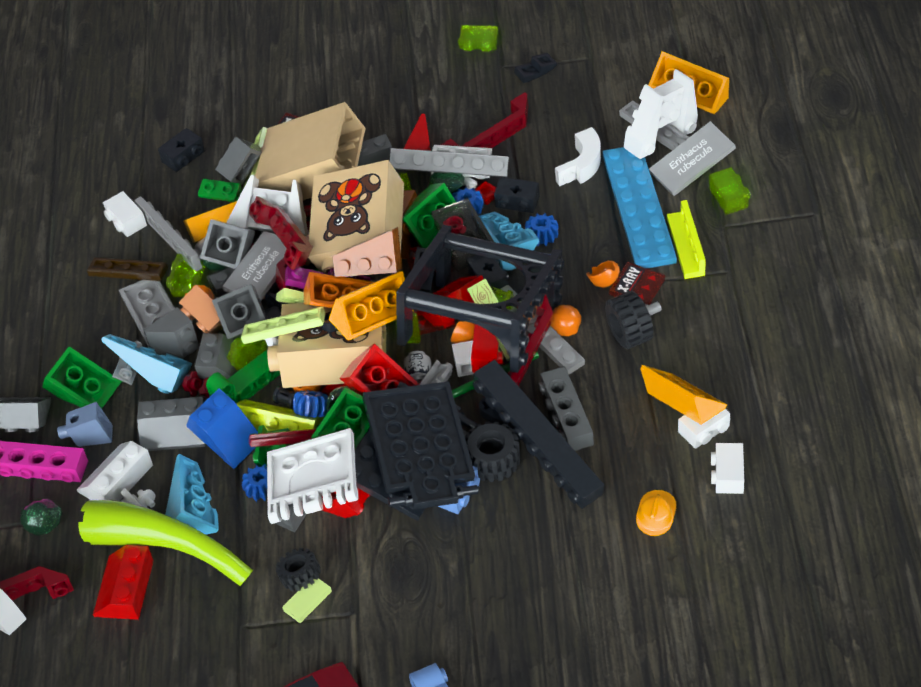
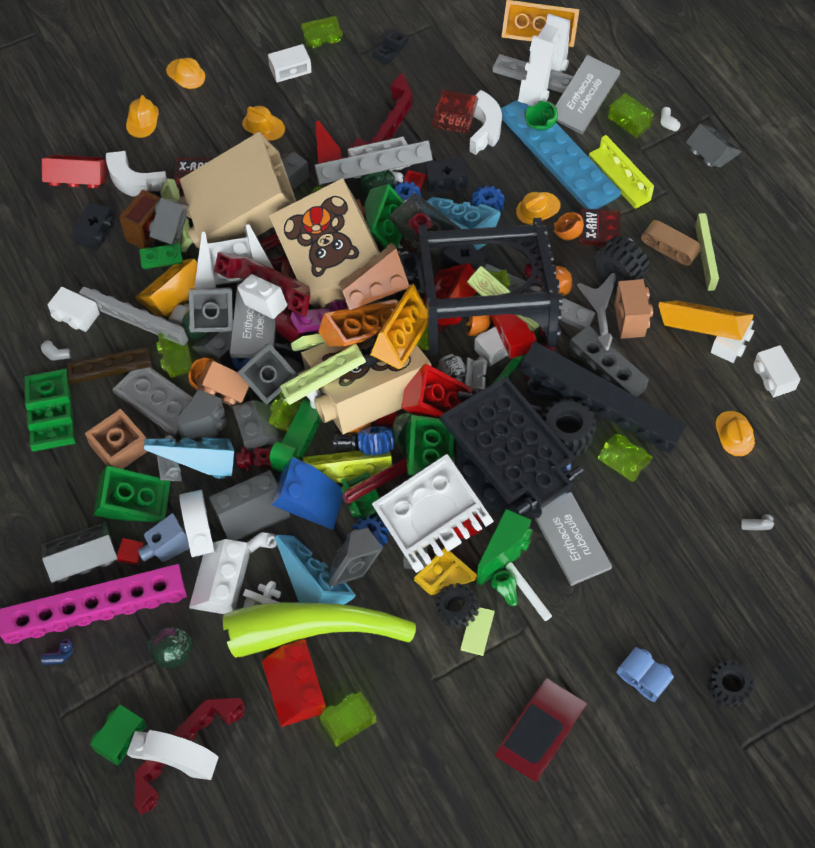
camera: 30 degrees left, 10 degrees up
(51, 426) = (128, 552): none -> red tile
(57, 290) = (49, 410): none -> green slope
(89, 246) = (53, 353): none -> light grey arm
(90, 328) = (117, 440): none -> nougat brick
(113, 416) = (196, 523): none -> white arch
(149, 629) = (347, 718): none -> clear neon green brick
(167, 456) = (262, 540): none -> white arm
(193, 99) = (74, 170): none -> slope
(213, 150) = (137, 219): none -> reddish brown piece
(228, 494) = (354, 557): none -> dark grey slope
(230, 108) = (130, 181): none -> white arch
(271, 243) = (262, 296): none -> white brick
(278, 70) = (142, 118): none -> light orange piece
(305, 535) = (443, 572): none -> yellow wing
(338, 43) = (186, 73): none -> light orange piece
(353, 568) = (505, 584): none -> green animal
(365, 533) = (505, 546): none -> green slope
(372, 582) = (529, 593): none -> white bar
(379, 104) = (260, 120): none -> light orange piece
(432, 58) = (289, 63): none -> white brick
(439, 551) = (572, 540): none -> light grey tile
(533, 495) = (624, 457): none -> clear neon green bracket
(557, 140) = (455, 111): none -> clear red tile
(588, 248) = (536, 206): none -> light orange piece
(590, 347) = (599, 300): none -> light grey piece
(616, 364) = (632, 308): none -> nougat brick
(633, 603) = (765, 523): none -> light grey arm
(634, 165) = (541, 116): none -> green hair
(697, 318) = (671, 242): none -> medium nougat beam
(727, 337) = (707, 252): none -> yellowish green tile
(765, 206) = (668, 121): none -> white arm
(794, 241) = (712, 146): none -> dark grey slope

